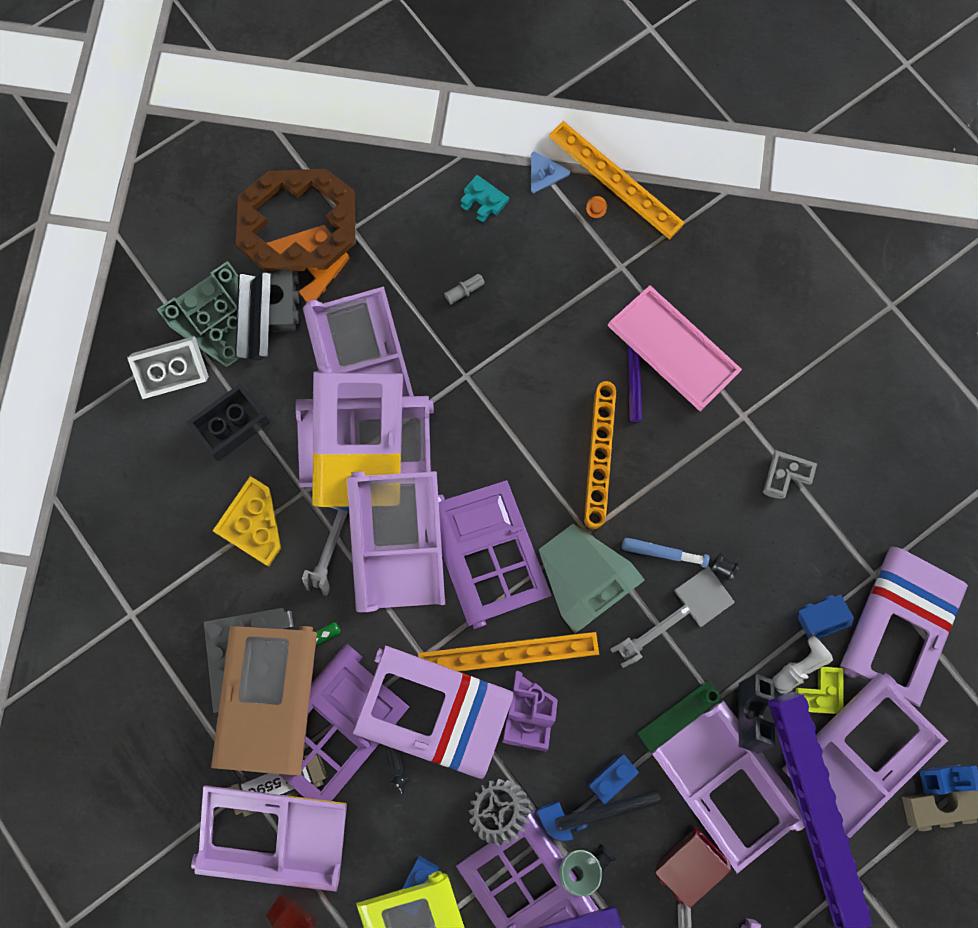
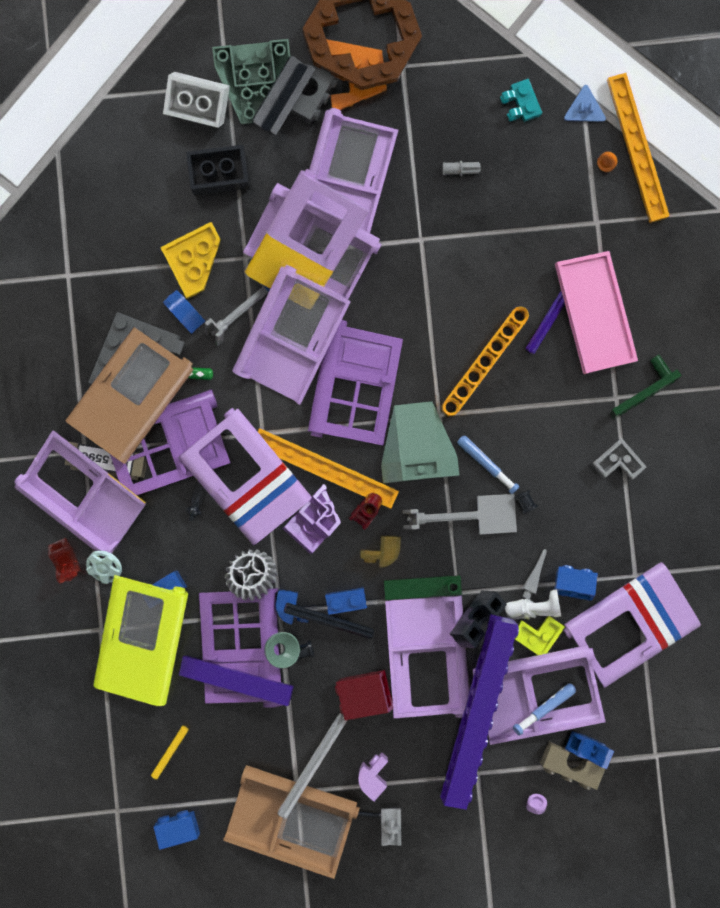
camera: 30 degrees right, 10 degrees up
(273, 580) = (184, 311): none -> blue brick
(339, 903) = (102, 568): none -> light aqua wheel
(576, 674) = (365, 513): none -> dark red piece
(623, 700) = (388, 551): none -> clear yellow brick
(780, 369) = (667, 379): none -> dark green piece
(782, 645) = (532, 582): none -> light grey piece
(881, 758) = (554, 701): none -> medium blue piece
(935, 871) = (536, 804): none -> lavender tile

